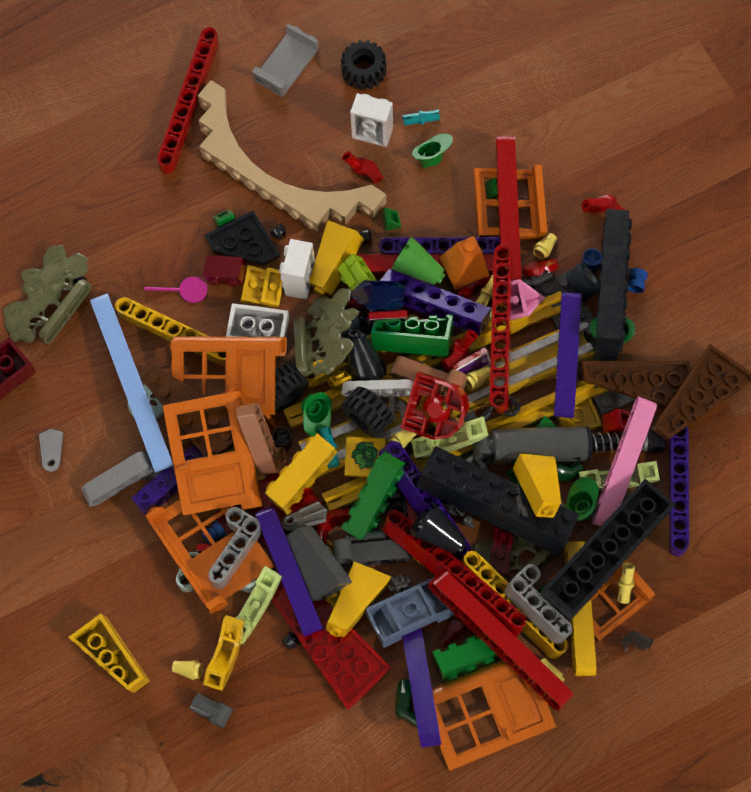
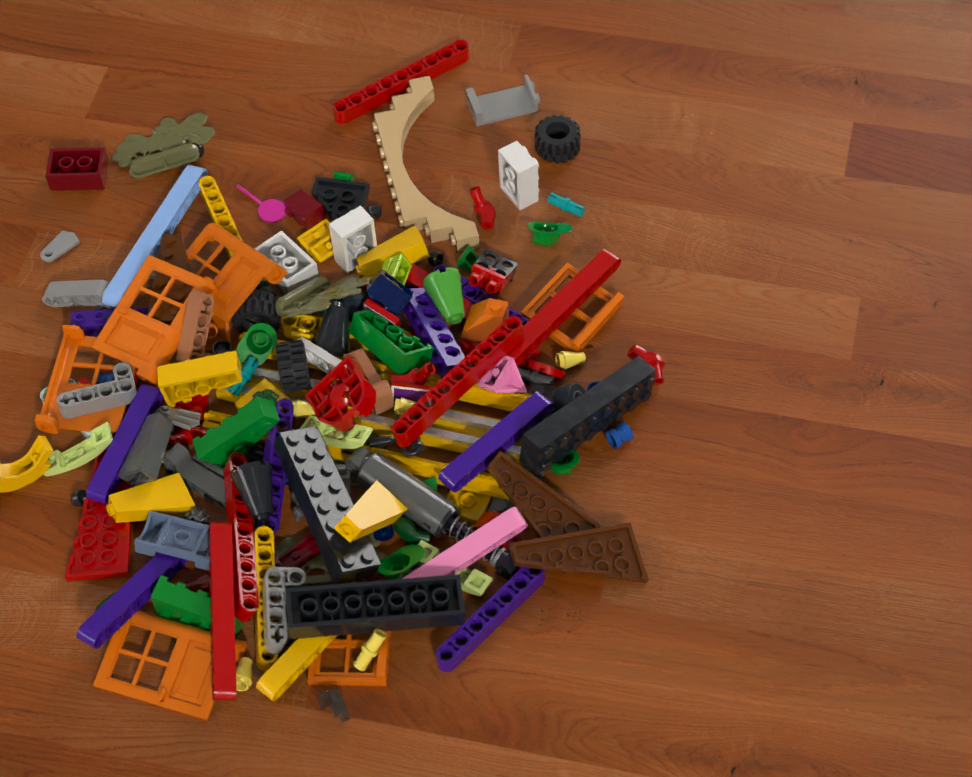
camera: 40 degrees right, 15 degrees down
(426, 219) = (492, 273): none -> hips

